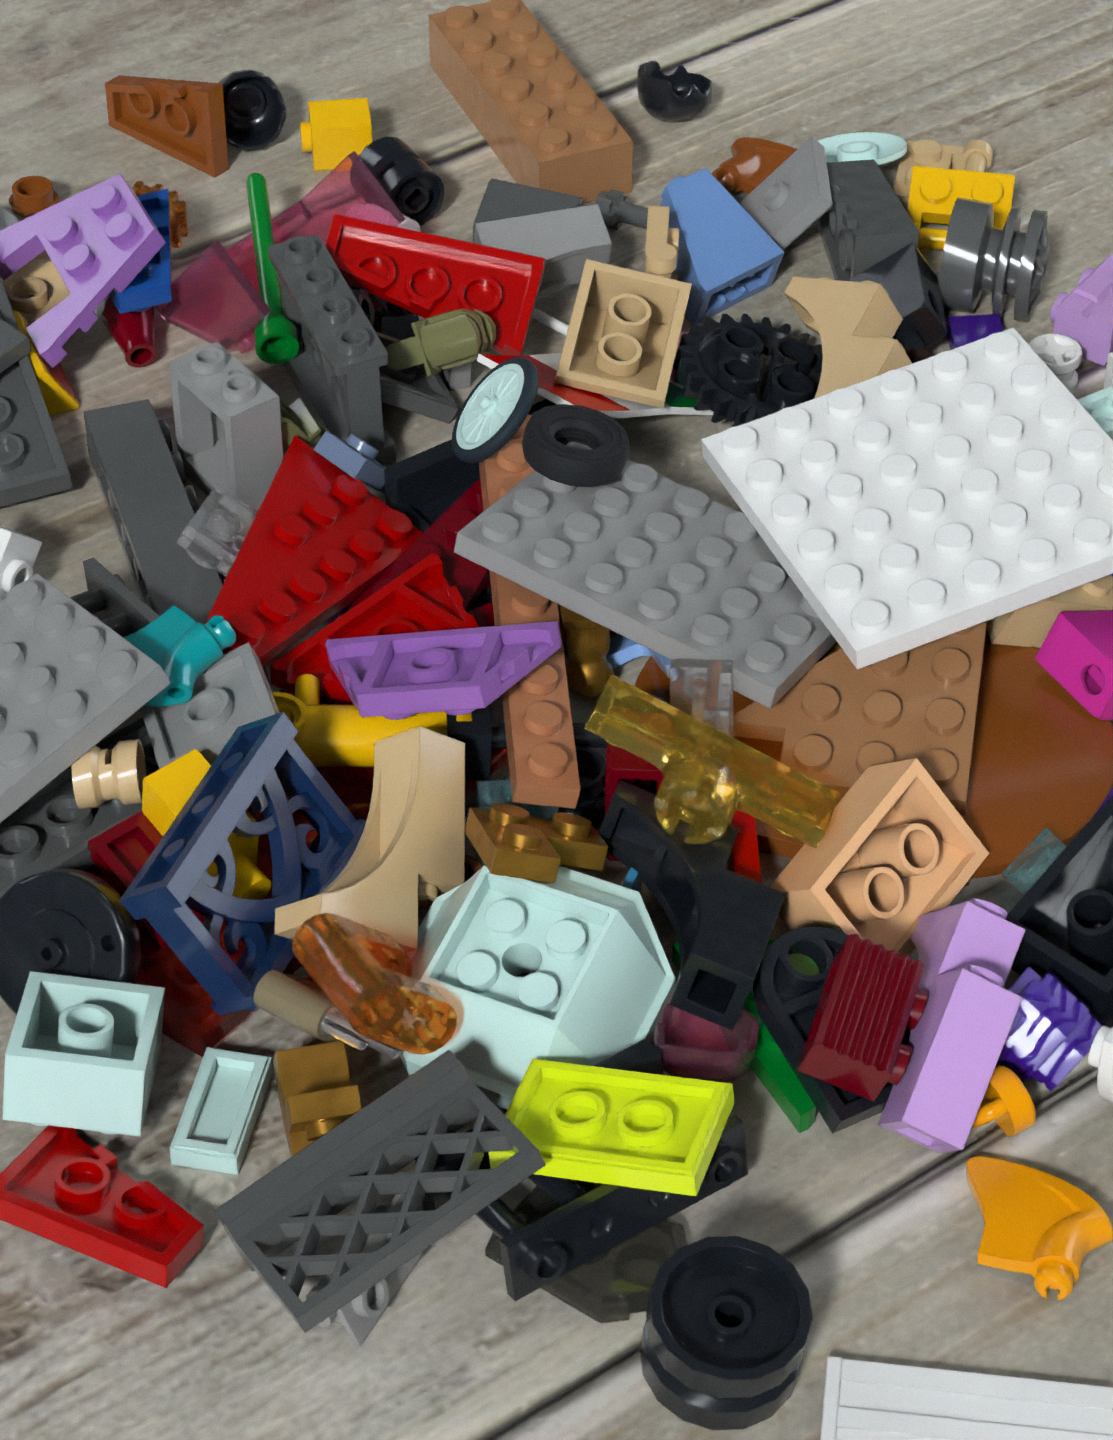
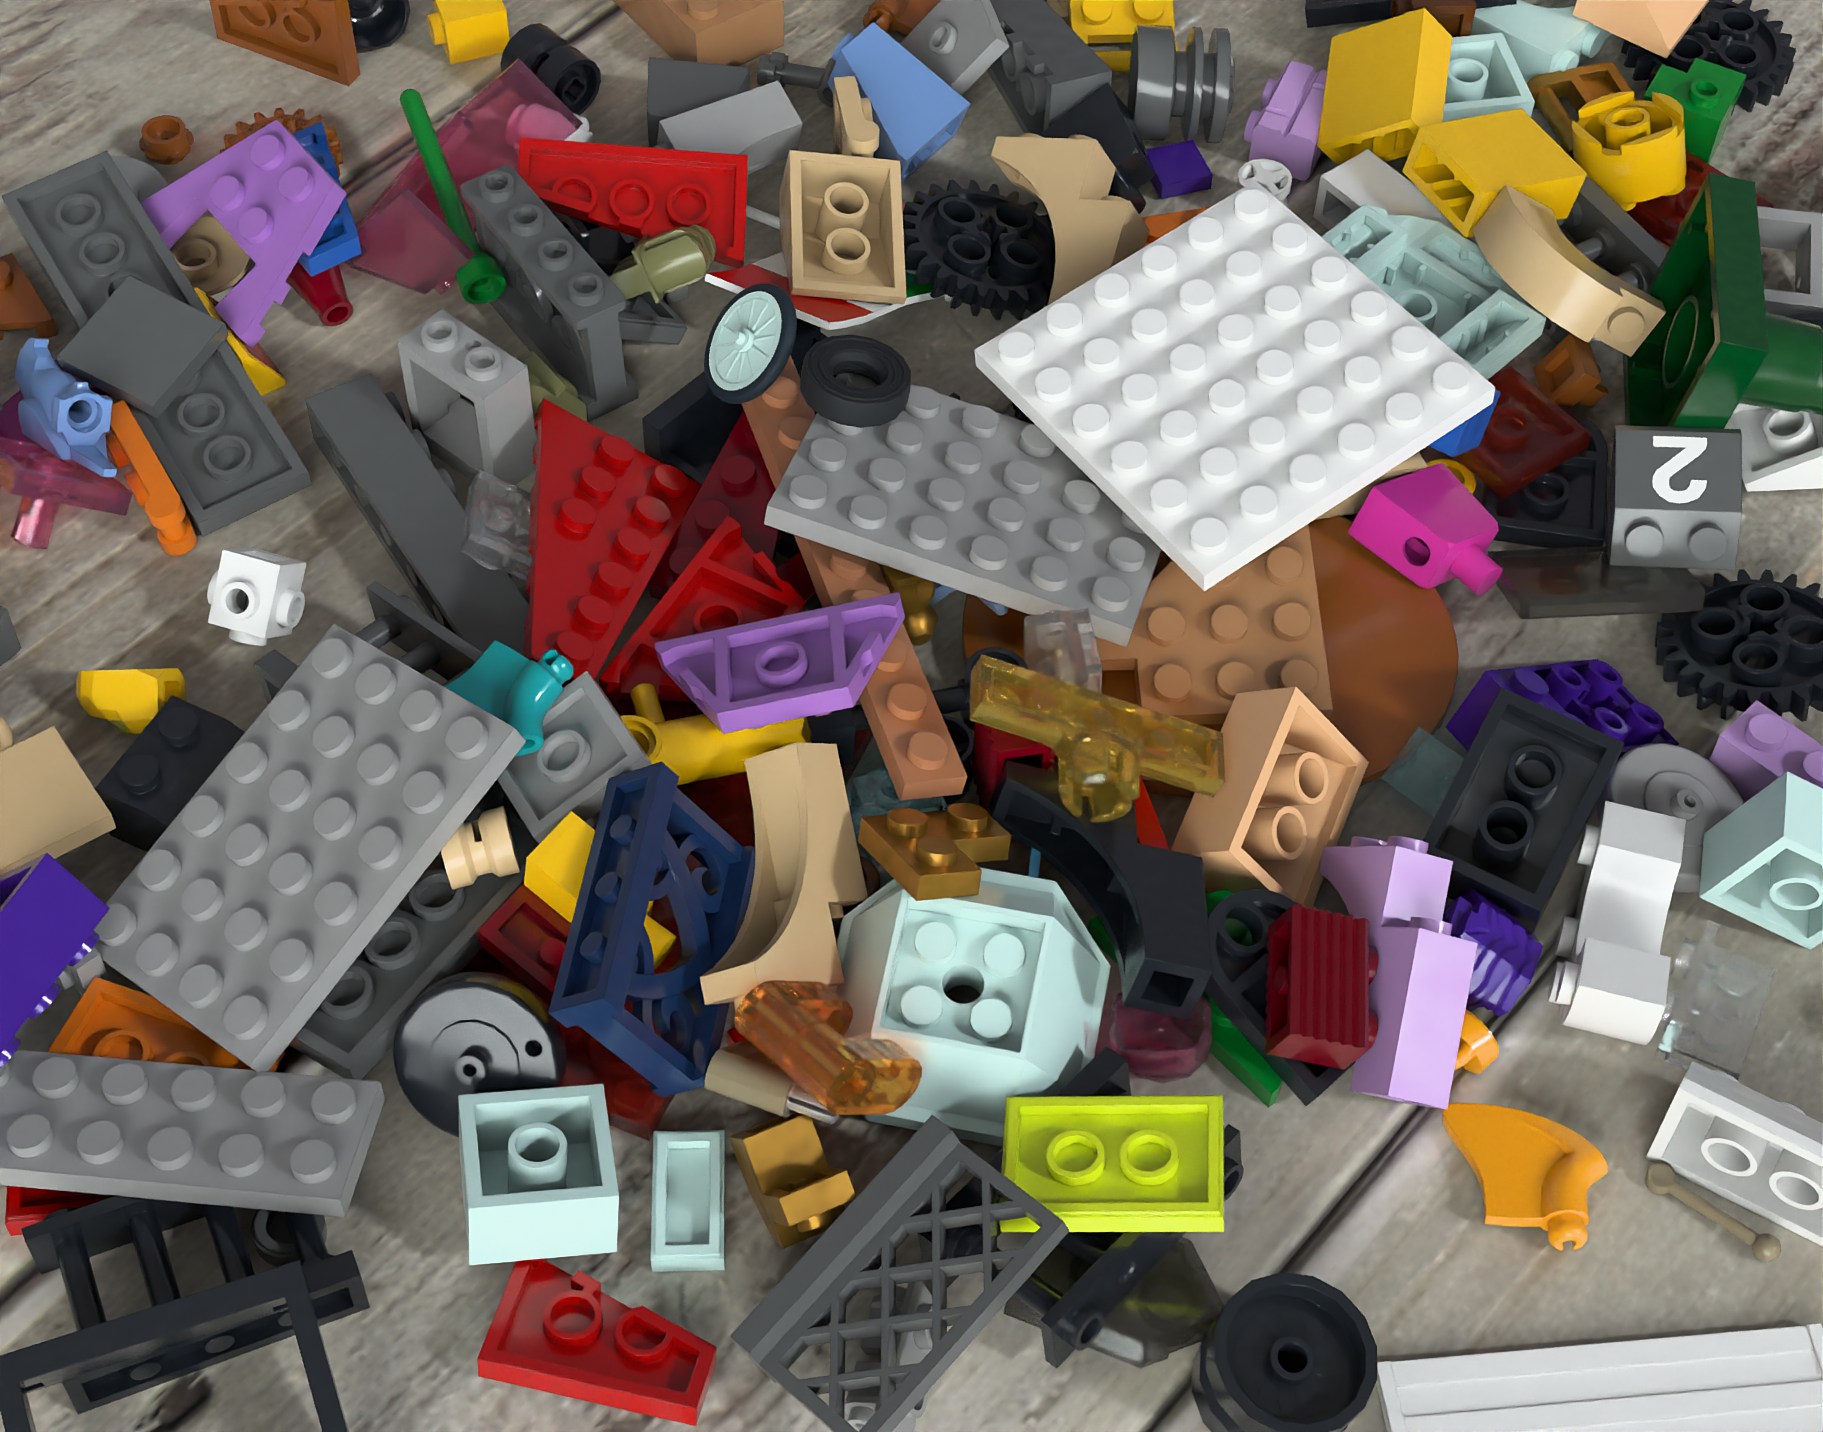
camera: 15 degrees left, 10 degrees up
(354, 458) = (609, 413): sand blue plate -> none

